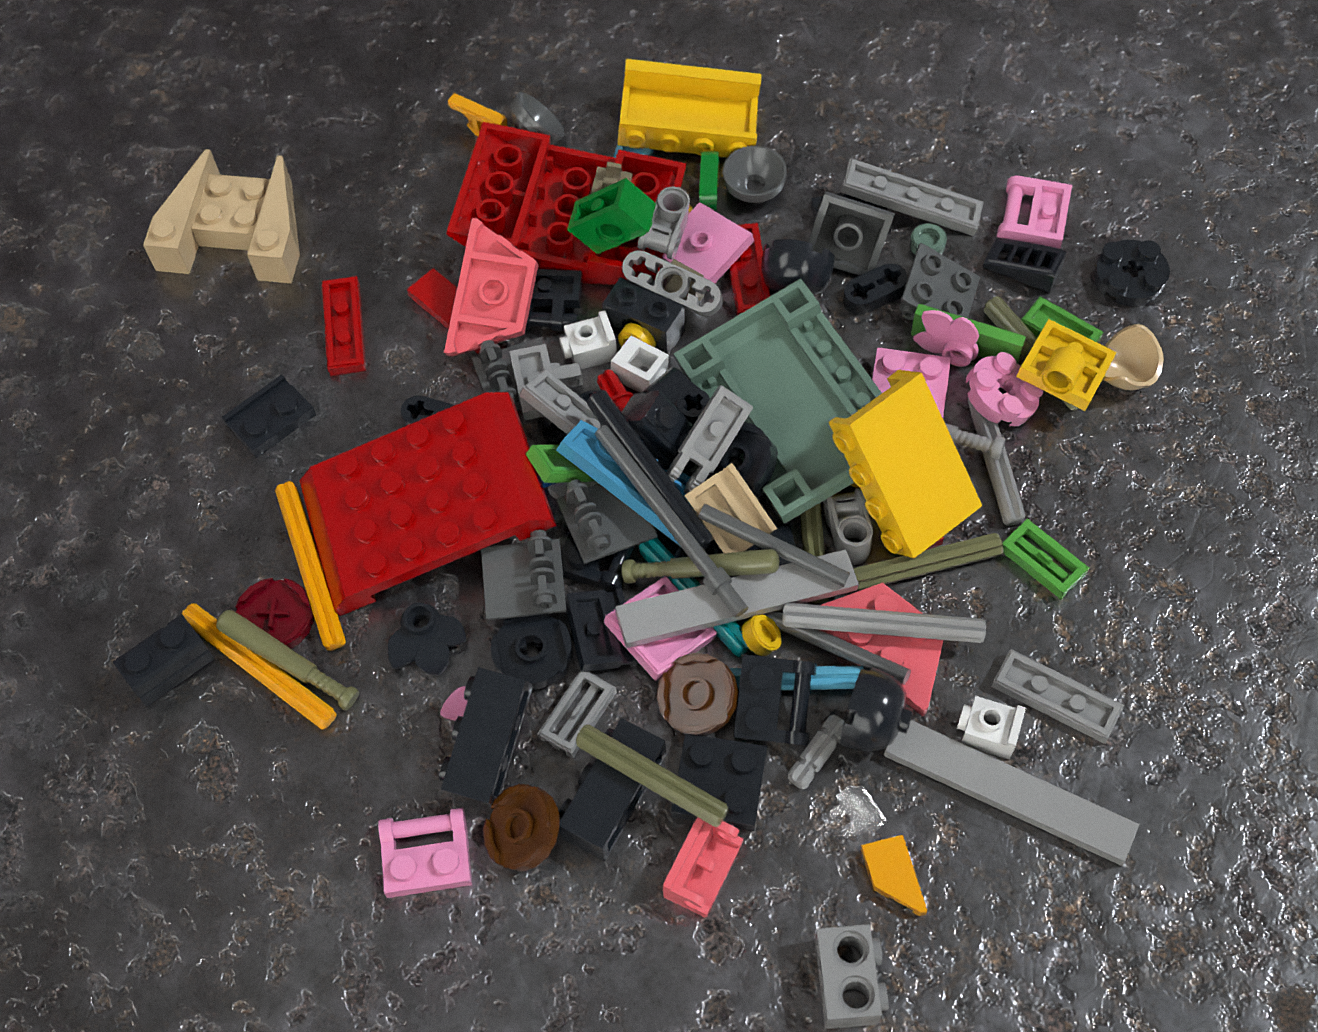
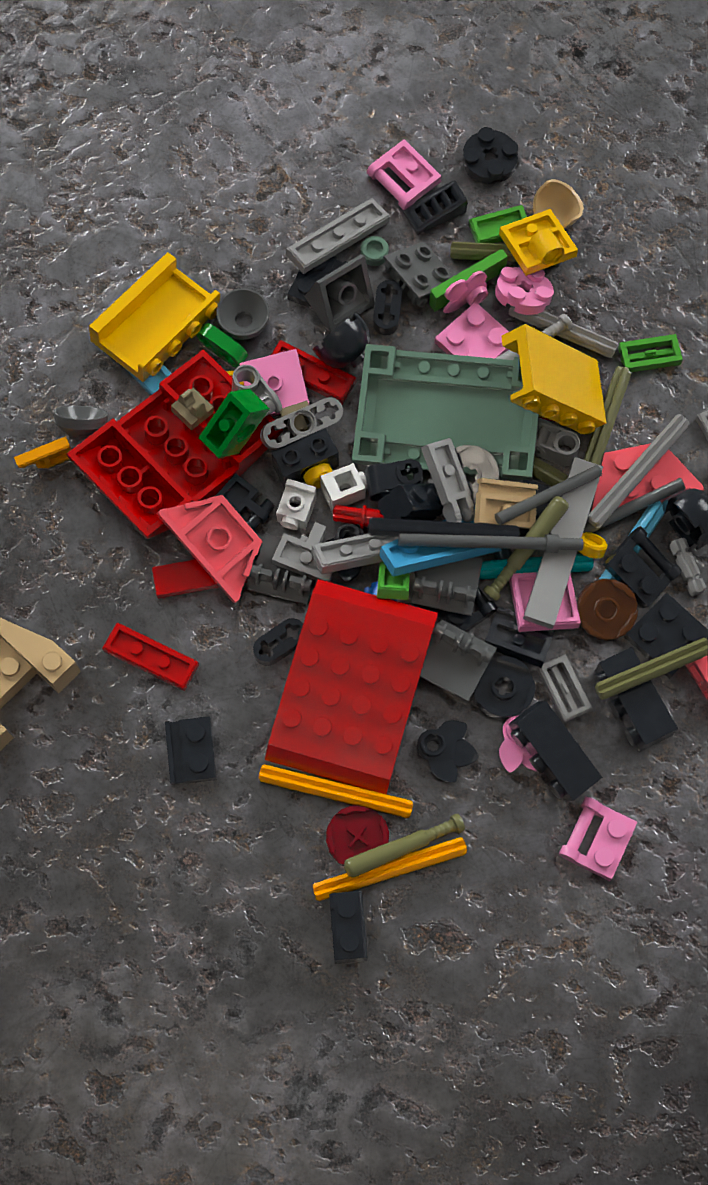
camera: 60 degrees left, 10 degrees up
(521, 827) = (627, 768): reddish brown tile -> none

